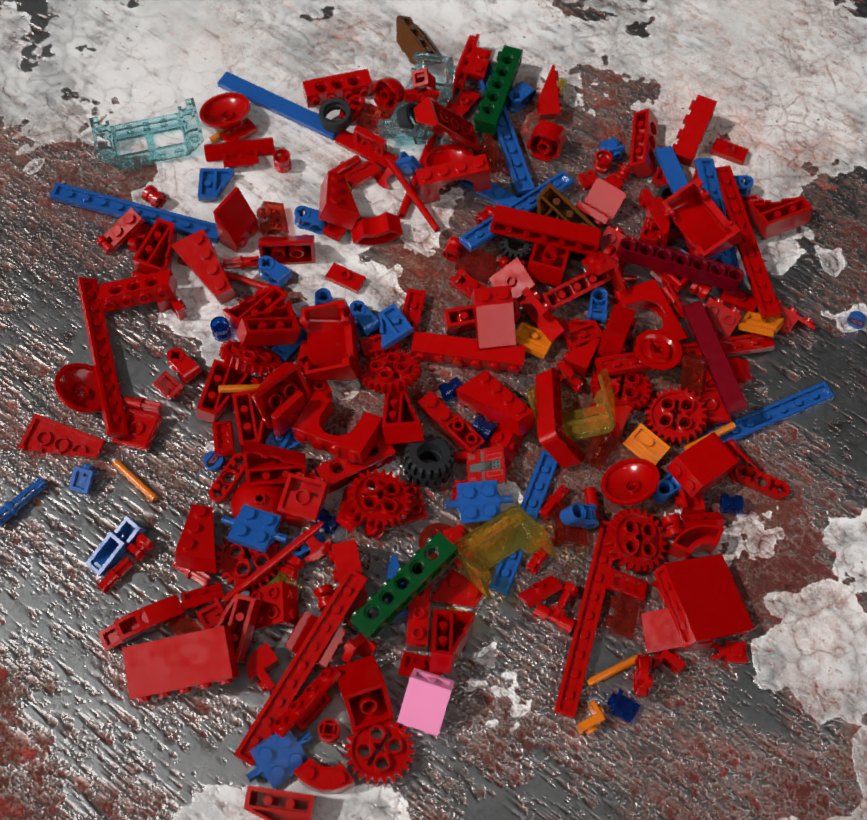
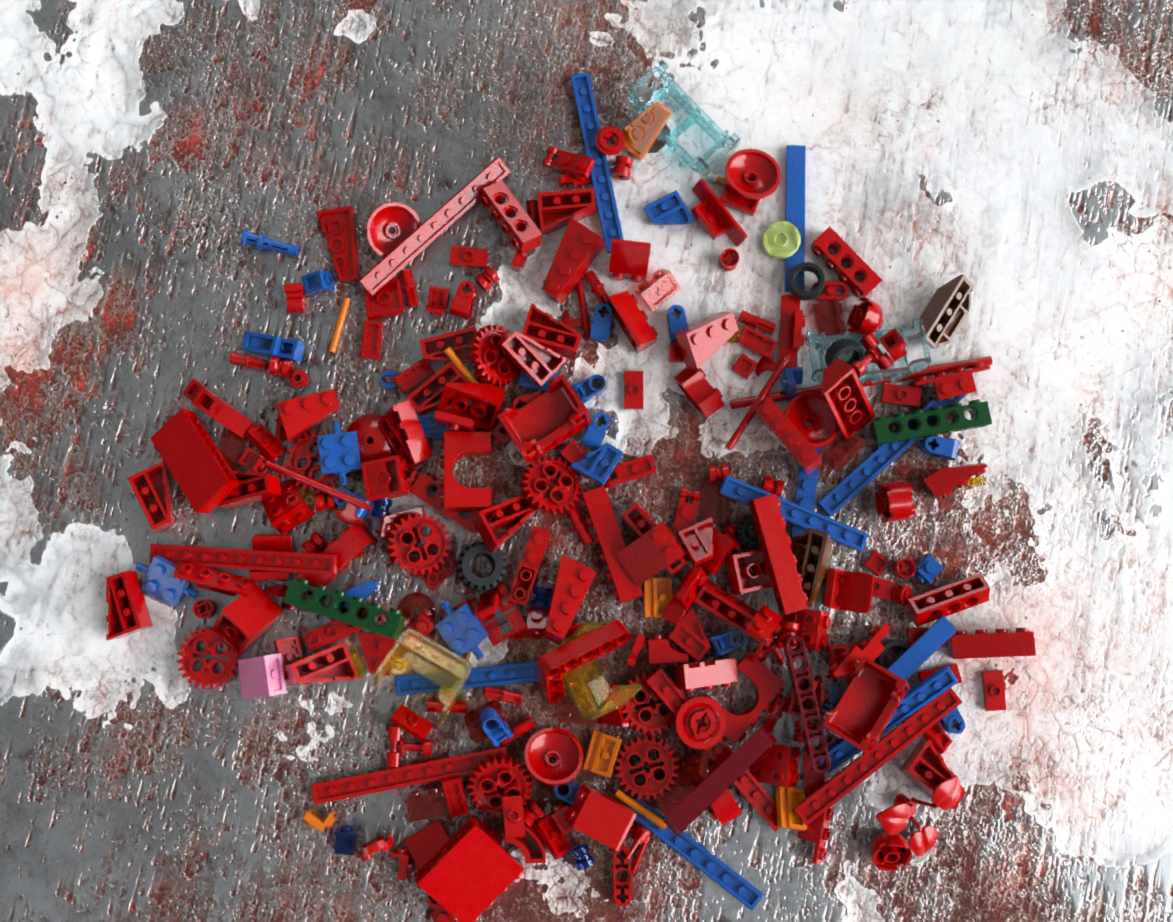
camera: 65 degrees right, 20 degrees up
(83, 503) = (295, 297): none -> red leg
(129, 187) = (607, 133): none -> red gear
(135, 164) = (645, 129): none -> orange wing
(147, 346) = (468, 257): none -> red plate
(161, 543) = (304, 379): none -> red plate
(167, 458) = (372, 340): none -> red plate
(176, 338) = (491, 277): none -> red wheel
(189, 724) = (155, 495): none -> red wedge
(216, 487) = (367, 396): red beam -> none
(220, 328) = (518, 307): clear blue wheel -> none
(259, 664) = (228, 523): red brick -> none
(290, 119) = (781, 240): none -> yellowish green tile
(324, 779) = (165, 625): red brick -> none
(375, 193) = (744, 366): none -> red tile
(438, 370) = (580, 527): none -> red pin
(448, 389) = (564, 547): clear blue wheel -> none
(466, 468) = (488, 603): none -> red plate
(504, 278) = (698, 541): none -> red wing
(611, 671) = (375, 818): orange bar -> none
(670, 534) = (513, 817): none -> red plate
(799, 241) = (895, 817): none -> plant
(827, 270) = (890, 851): none -> red cylinder
(857, 319) = (851, 901): blue tile -> none

